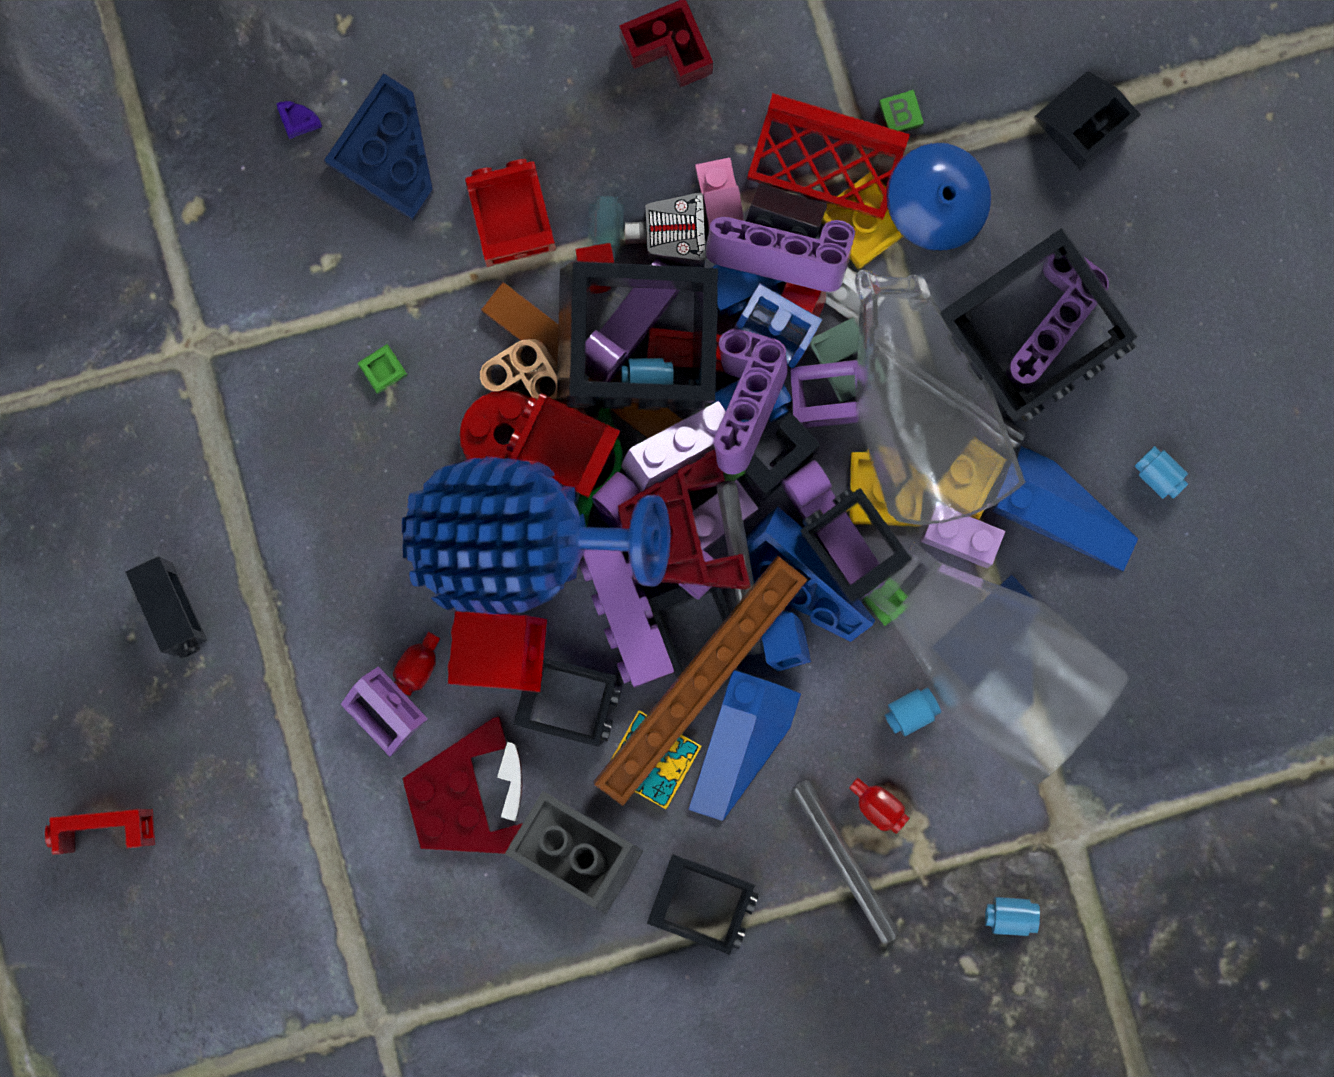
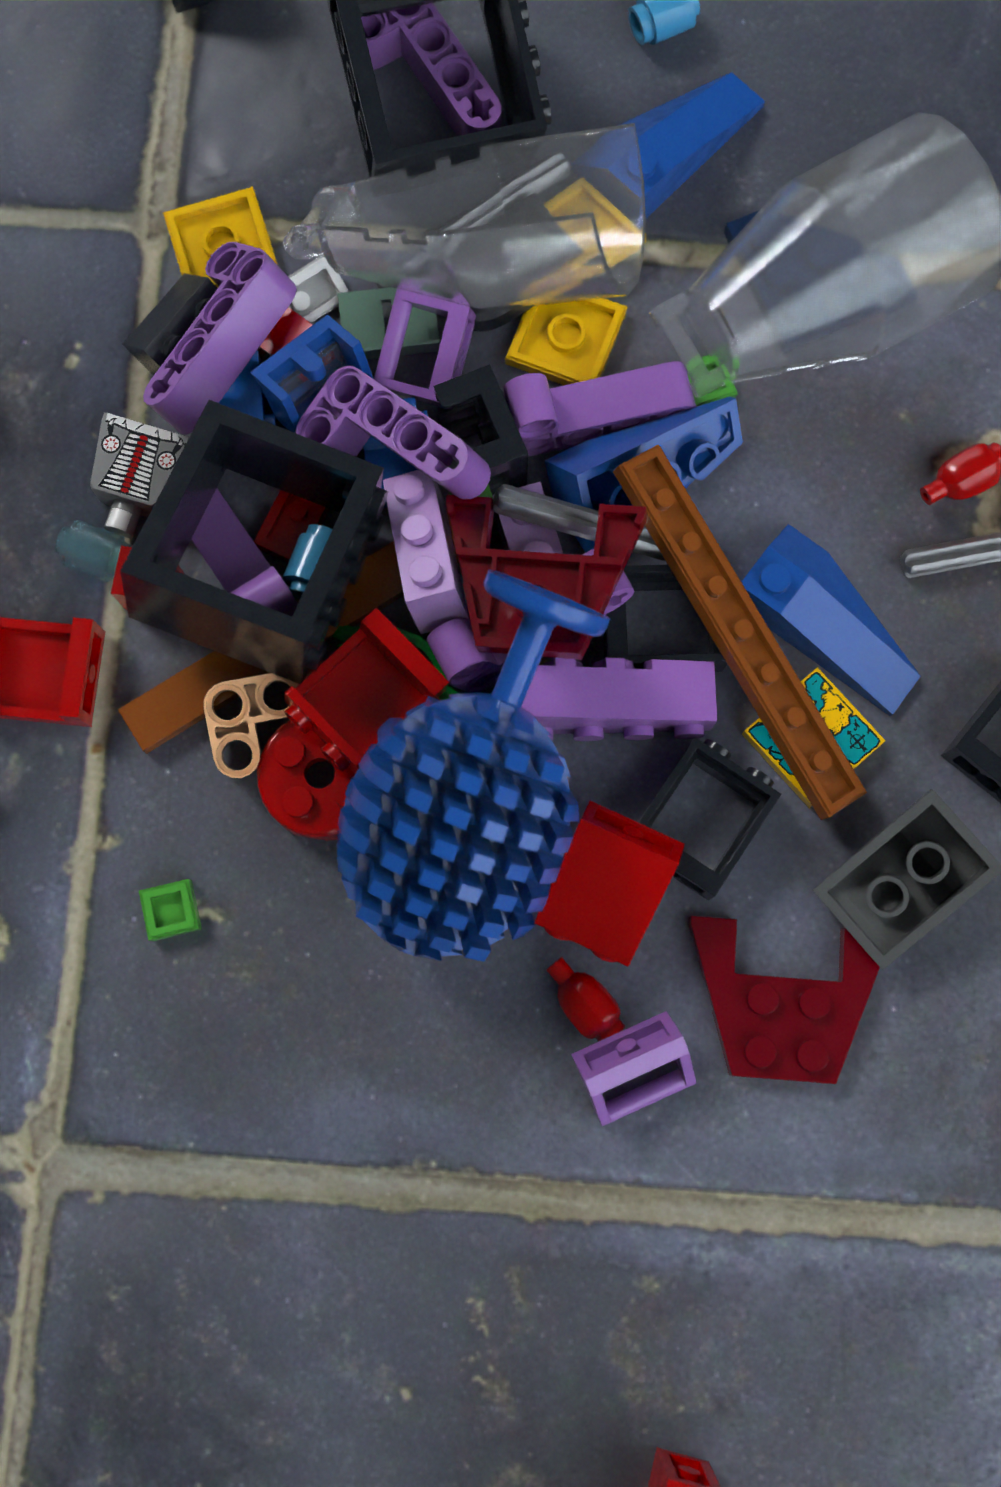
camera: 70 degrees left, 5 degrees down
(166, 607) = (385, 1329): black window -> none
(512, 771) = (773, 923): white slope -> none
(719, 190) = (116, 395): bright pink slope -> none
(786, 642) = (726, 510): blue brick -> none
(833, 126) = (87, 237): red fence -> none
(843, 503) = (658, 323): black window -> none
(901, 112) = (106, 157): bright green tile -> none
(912, 711) = (859, 394): dark azure brick -> none
(918, 202) = (227, 147): blue dish -> none
(965, 539) = (671, 252): lavender brick -> none

